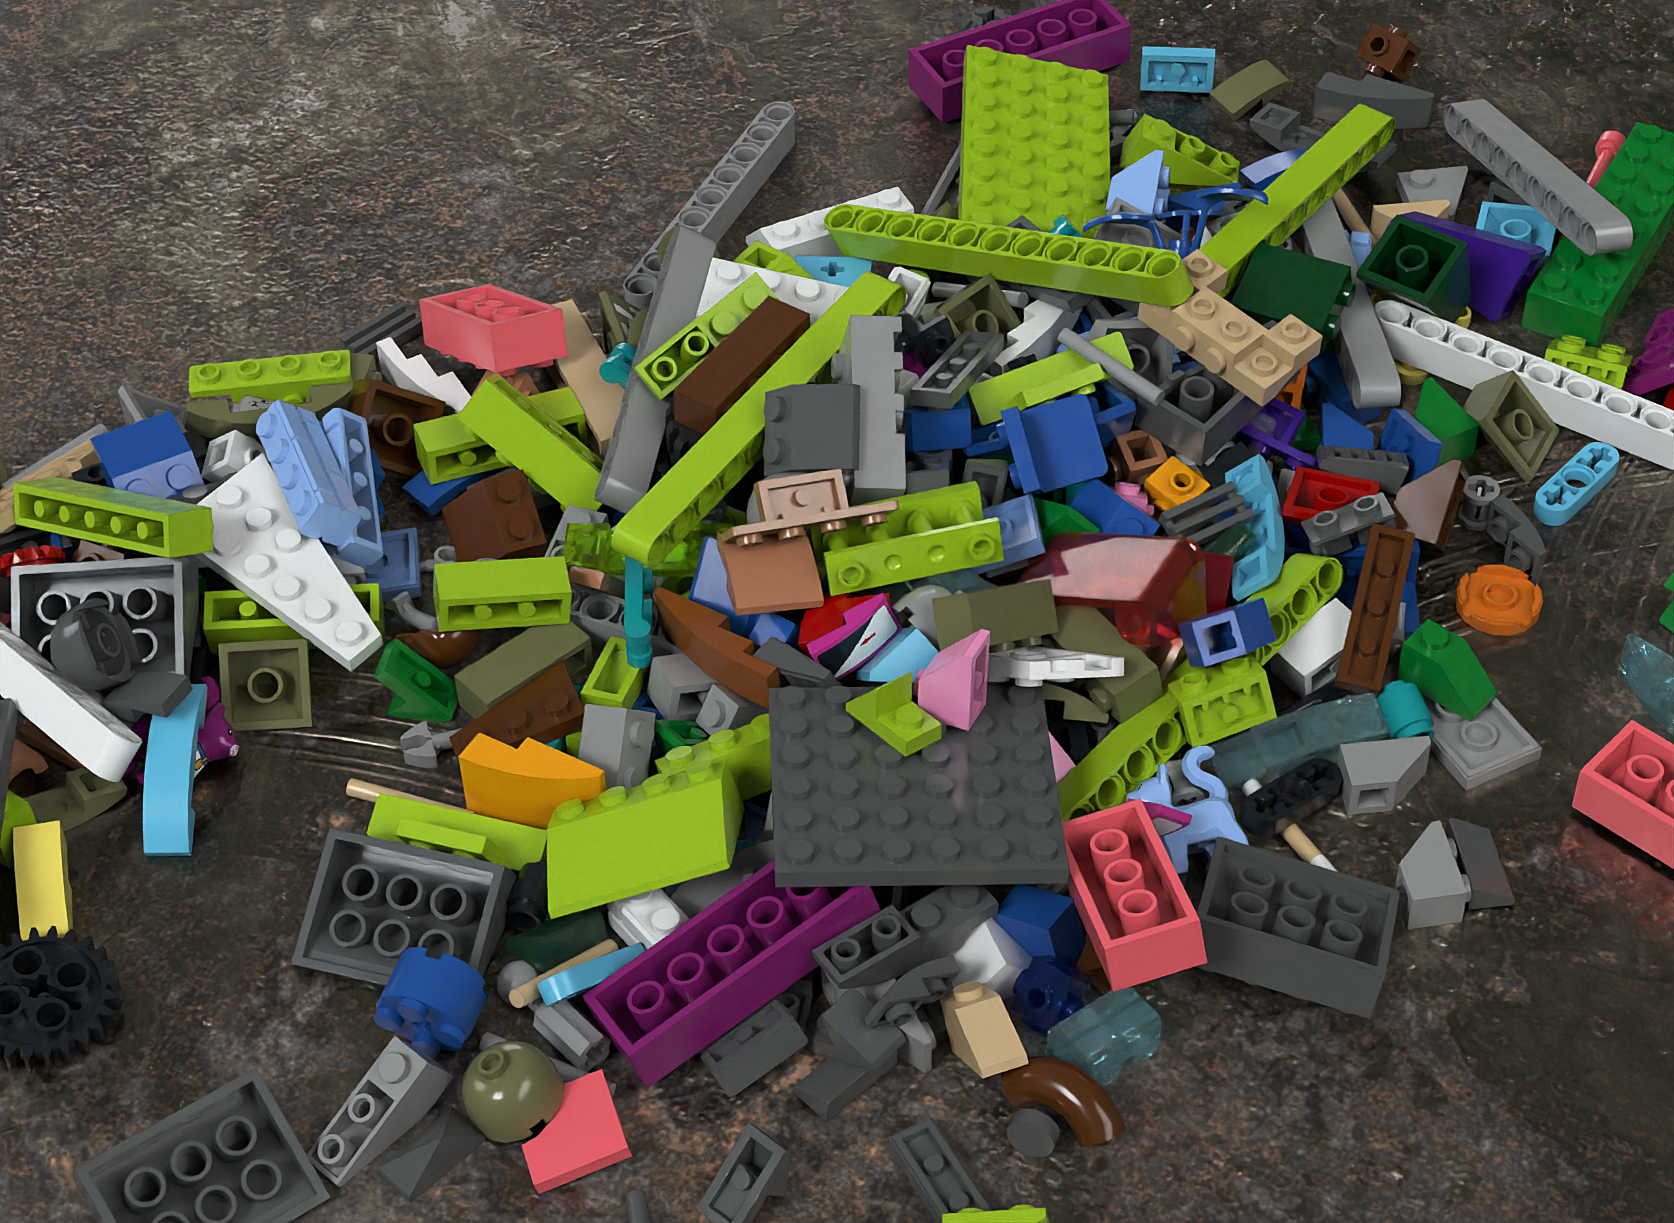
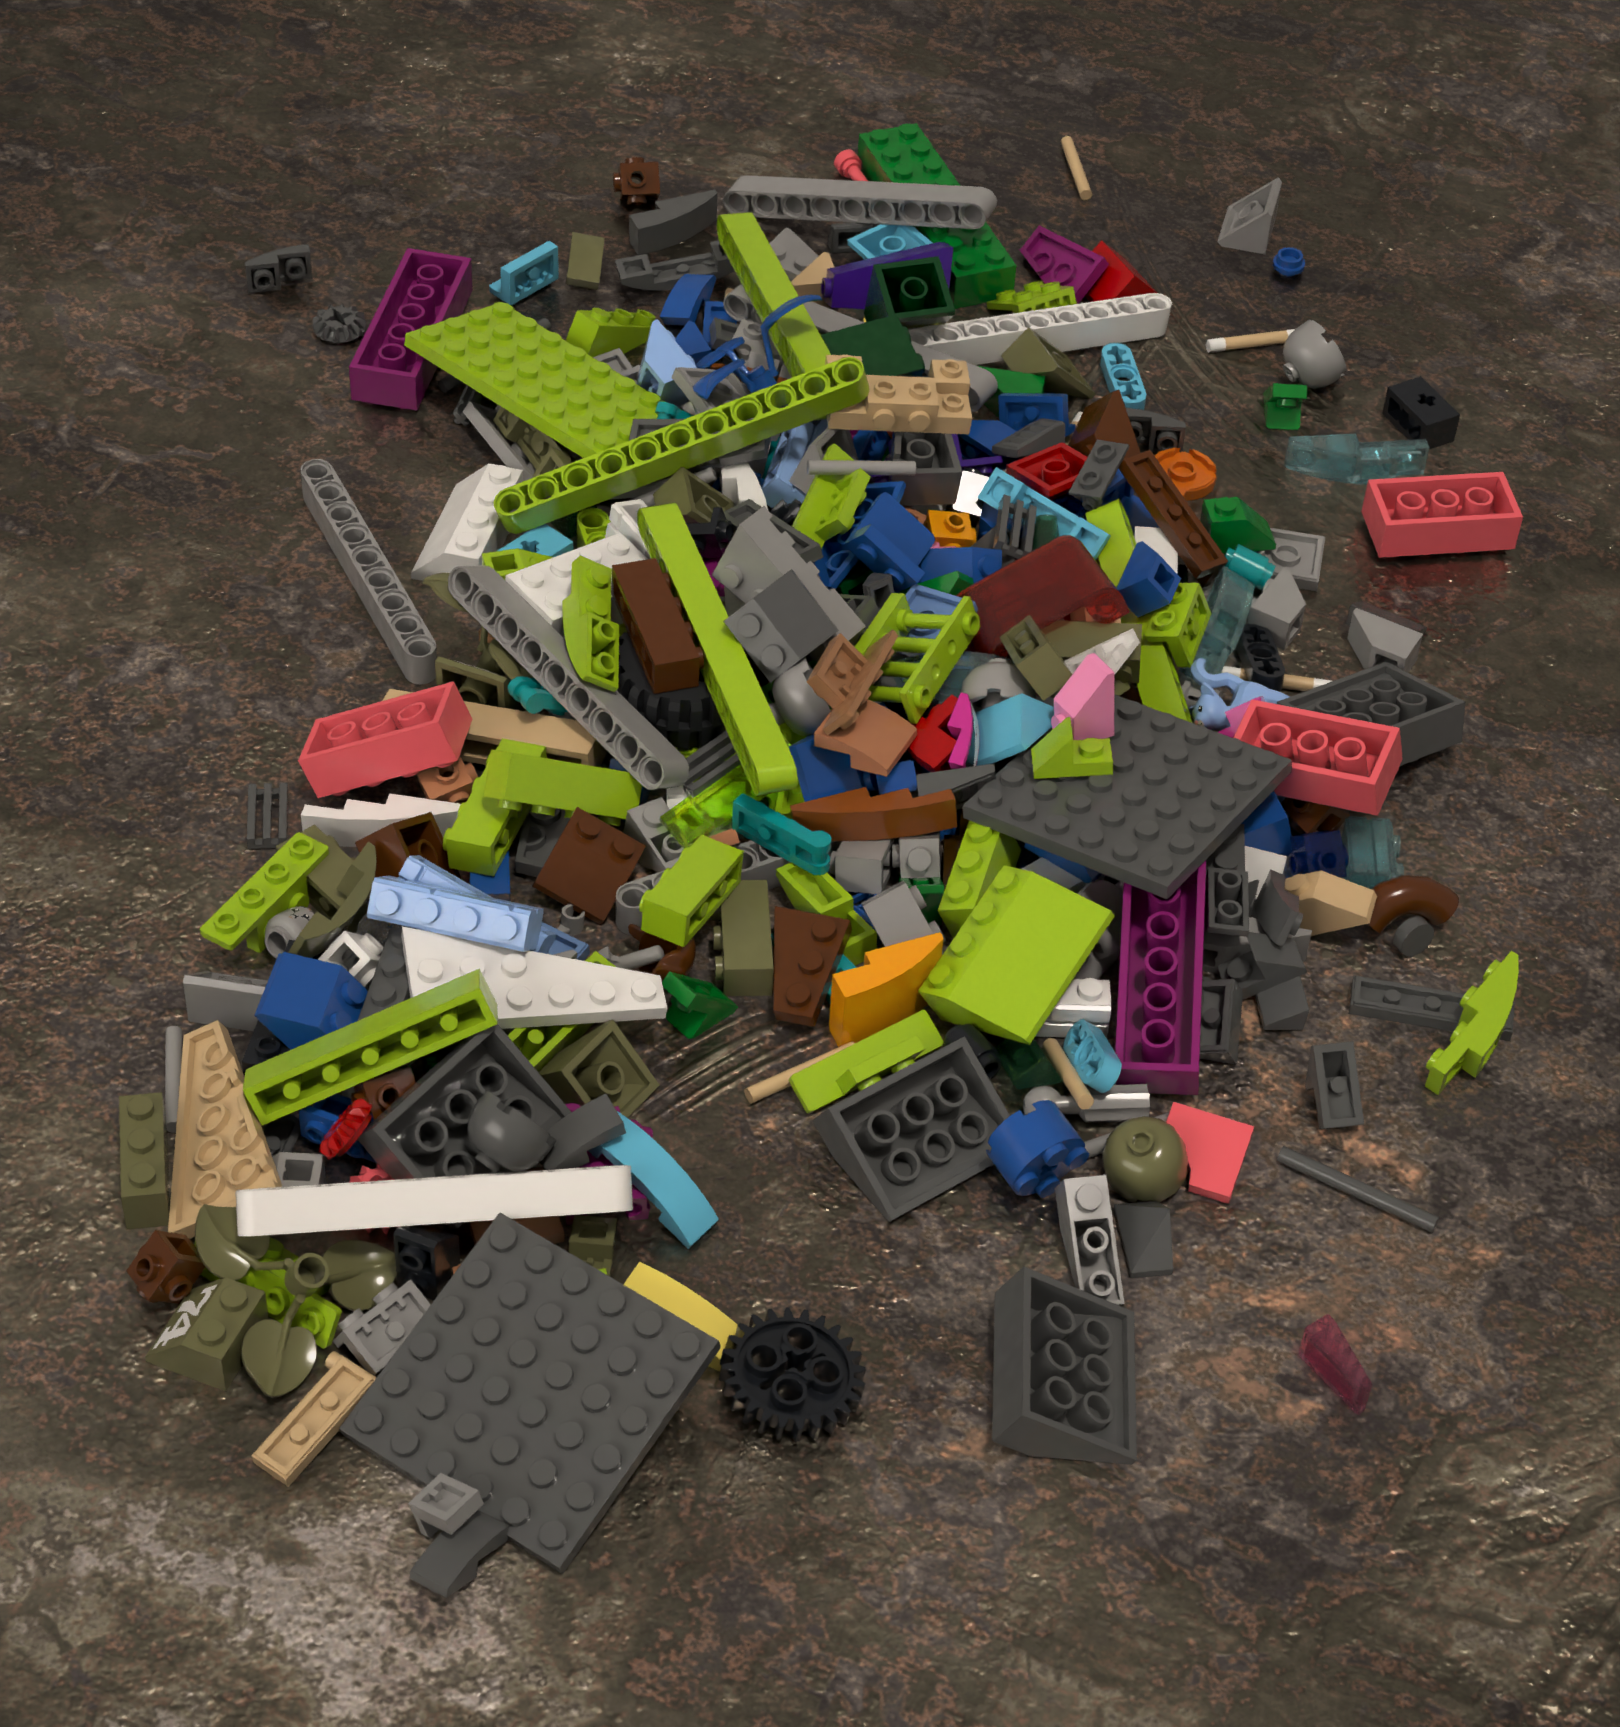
camera: 55 degrees left, 0 degrees up
(431, 745) = (756, 1025): light grey bar -> none

